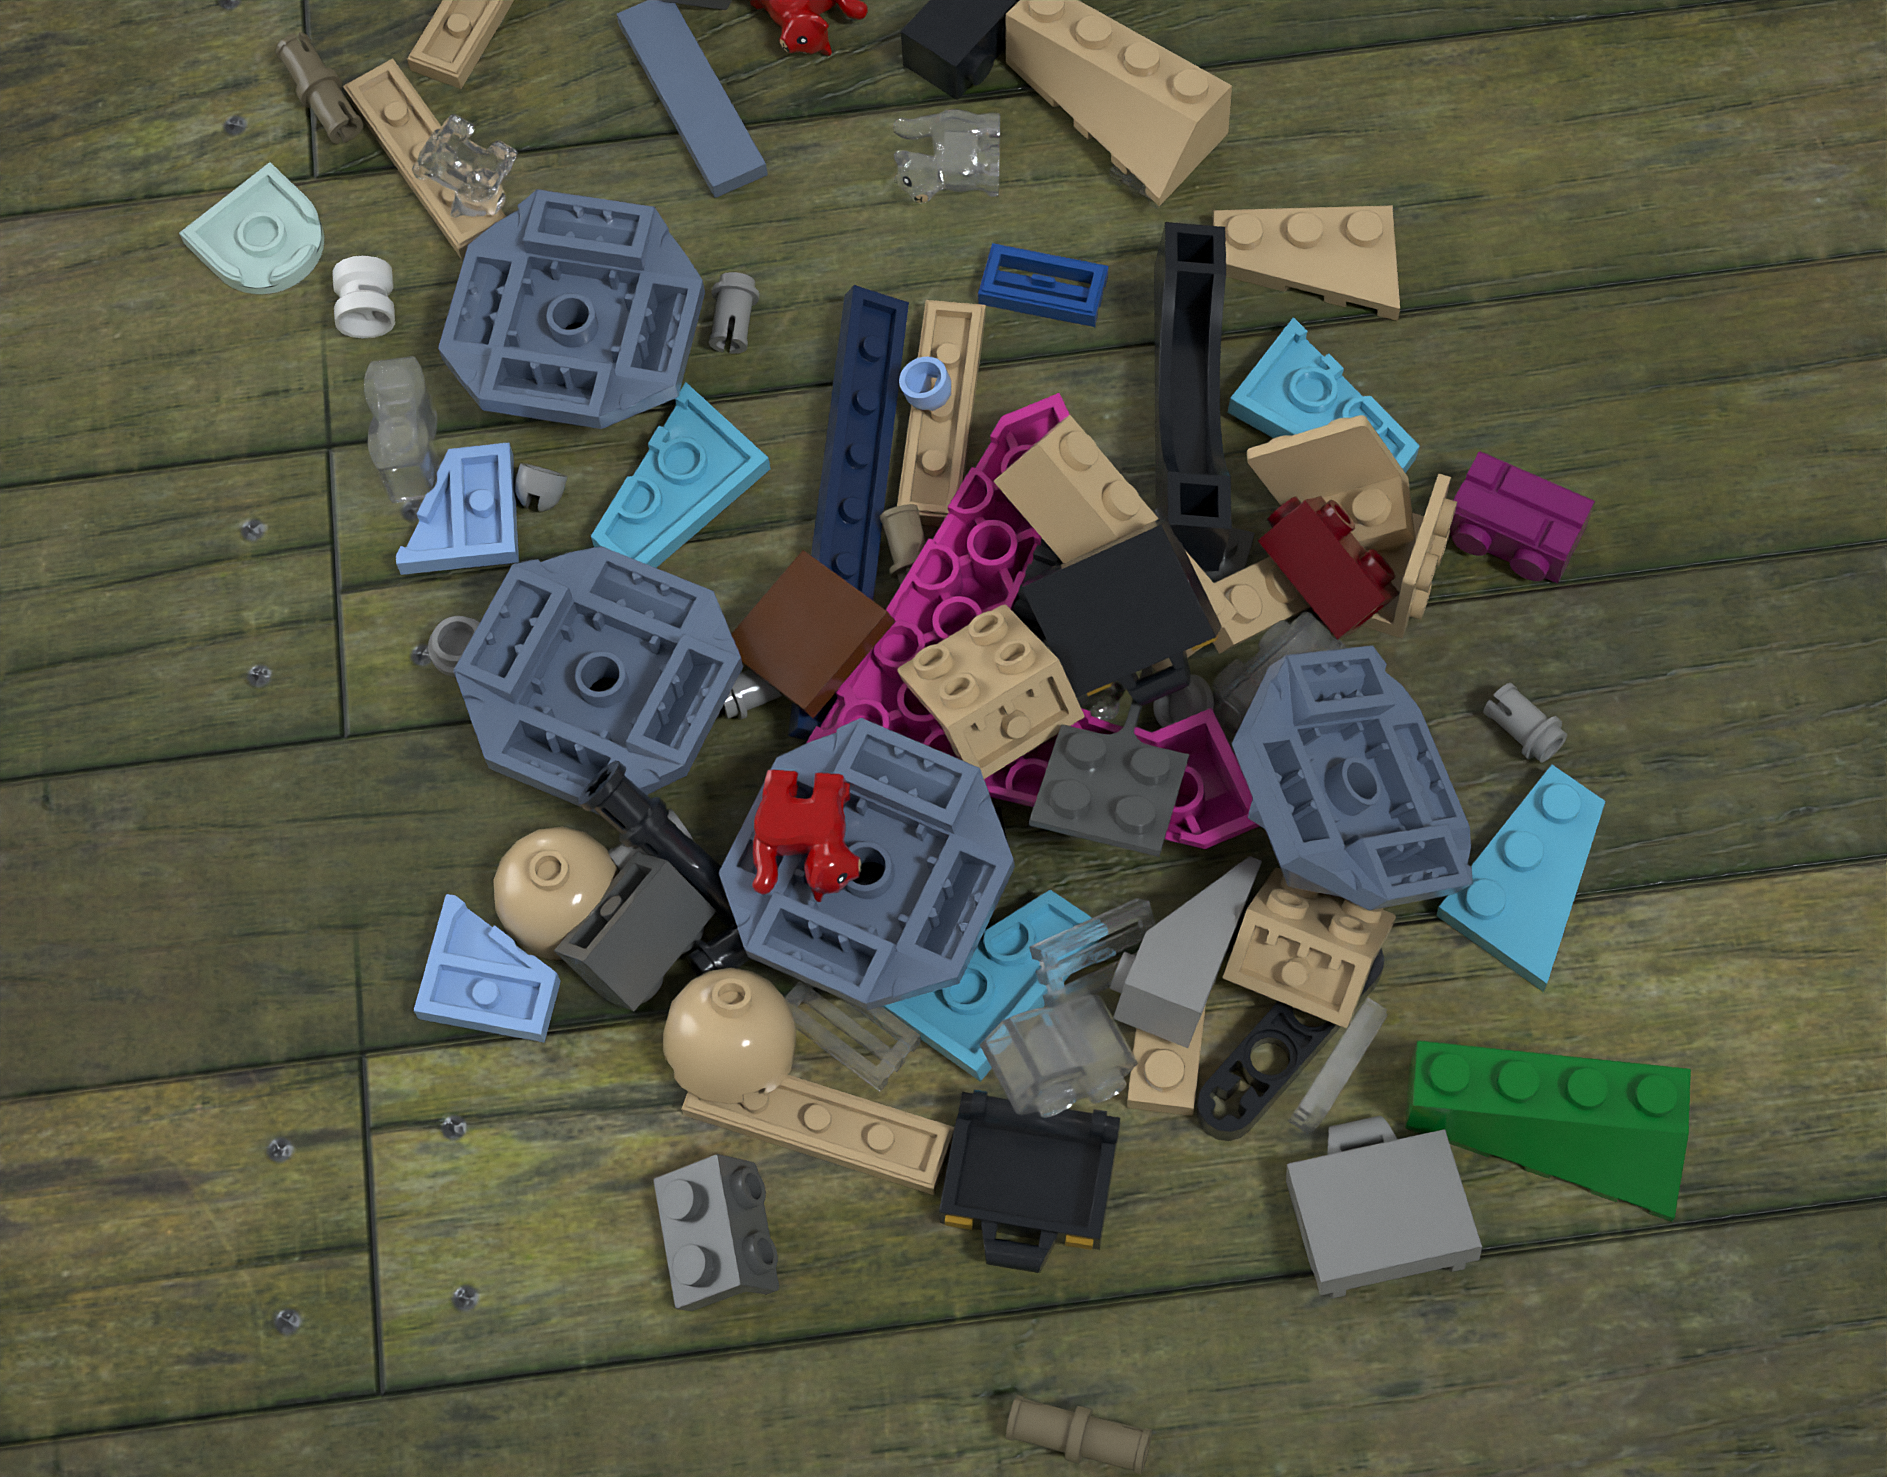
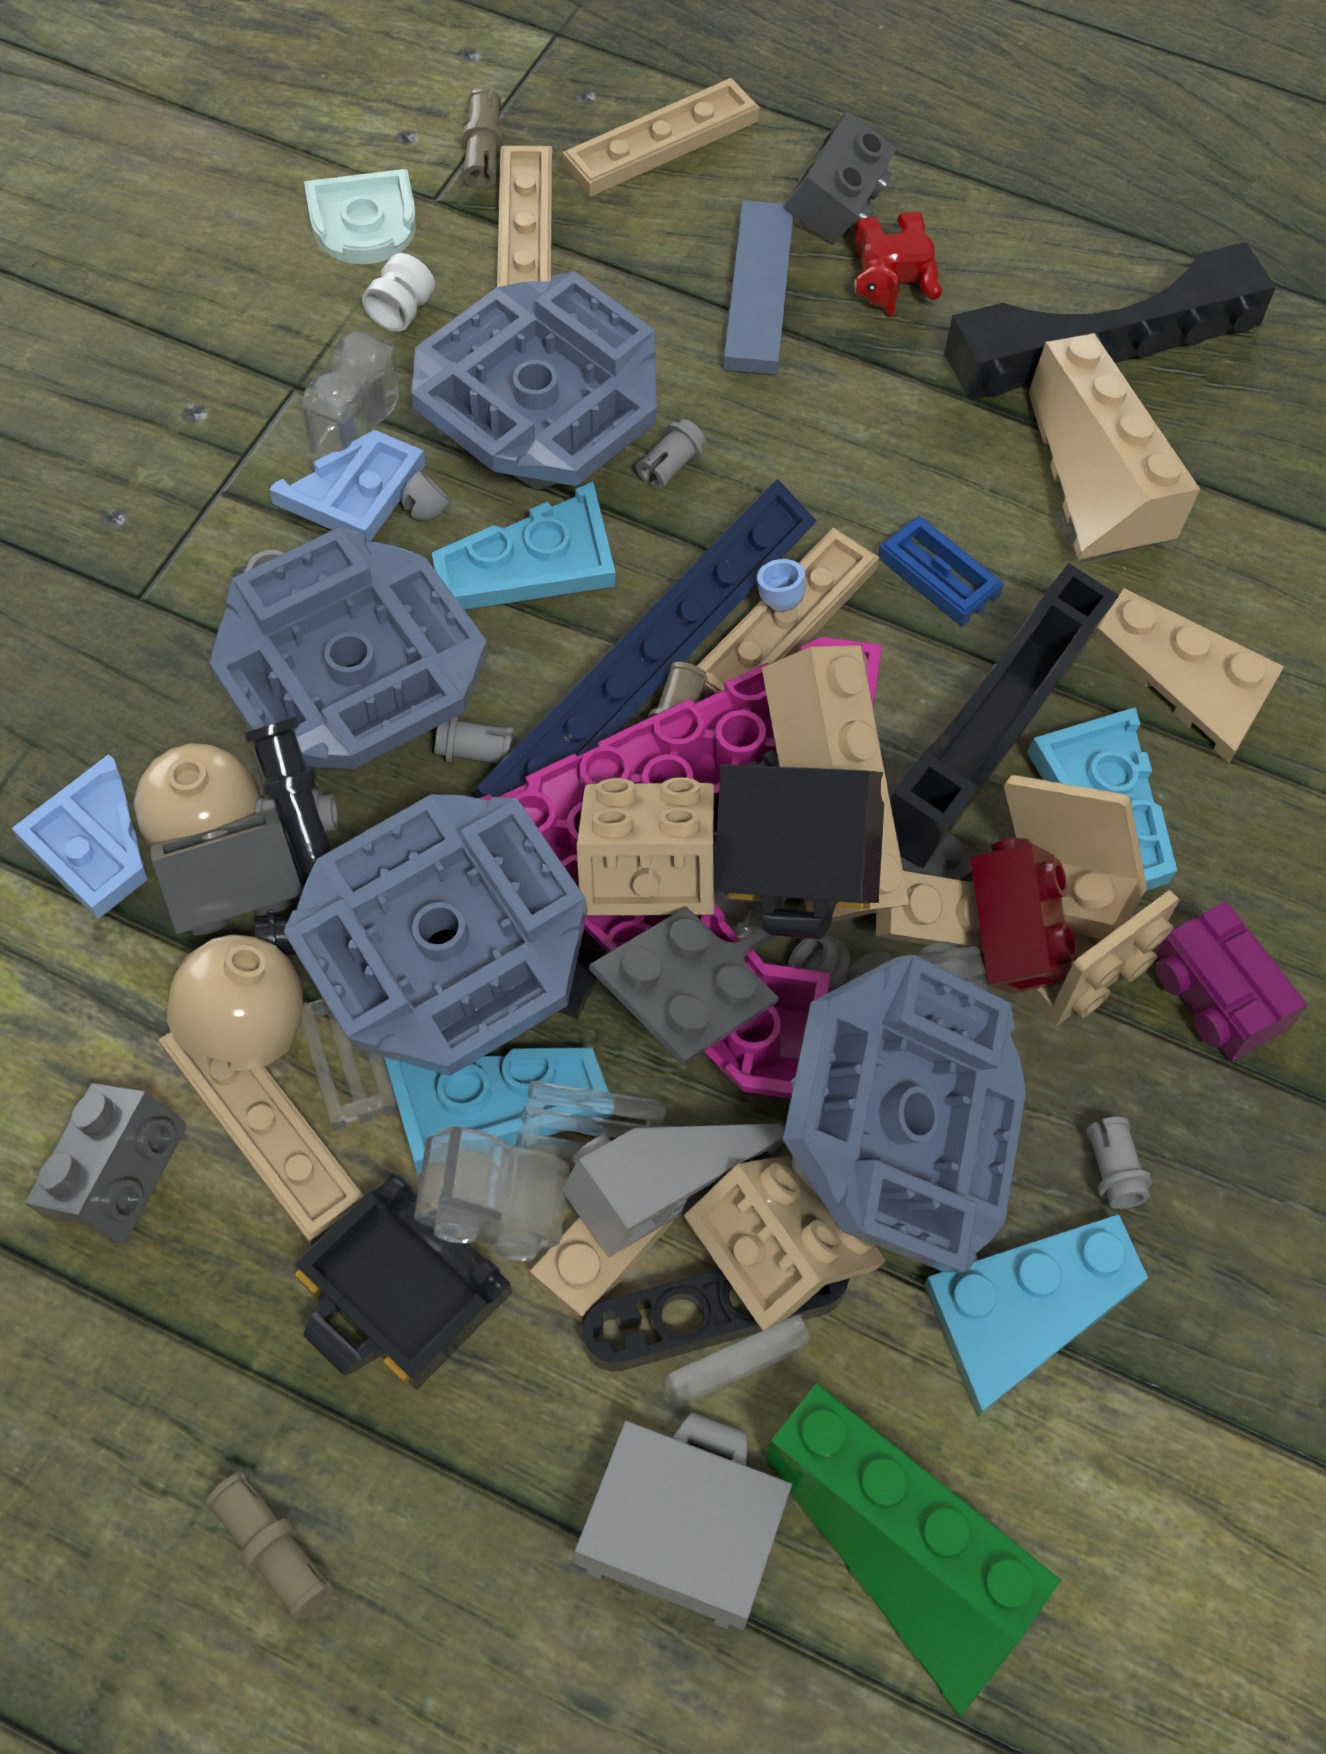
camera: 25 degrees right, 5 degrees down
(466, 168) = (534, 230): clear animal -> none
(804, 826) = (410, 862): red animal -> none
(809, 633) = (538, 718): reddish brown tile -> none
(963, 156) = (940, 438): clear animal -> none

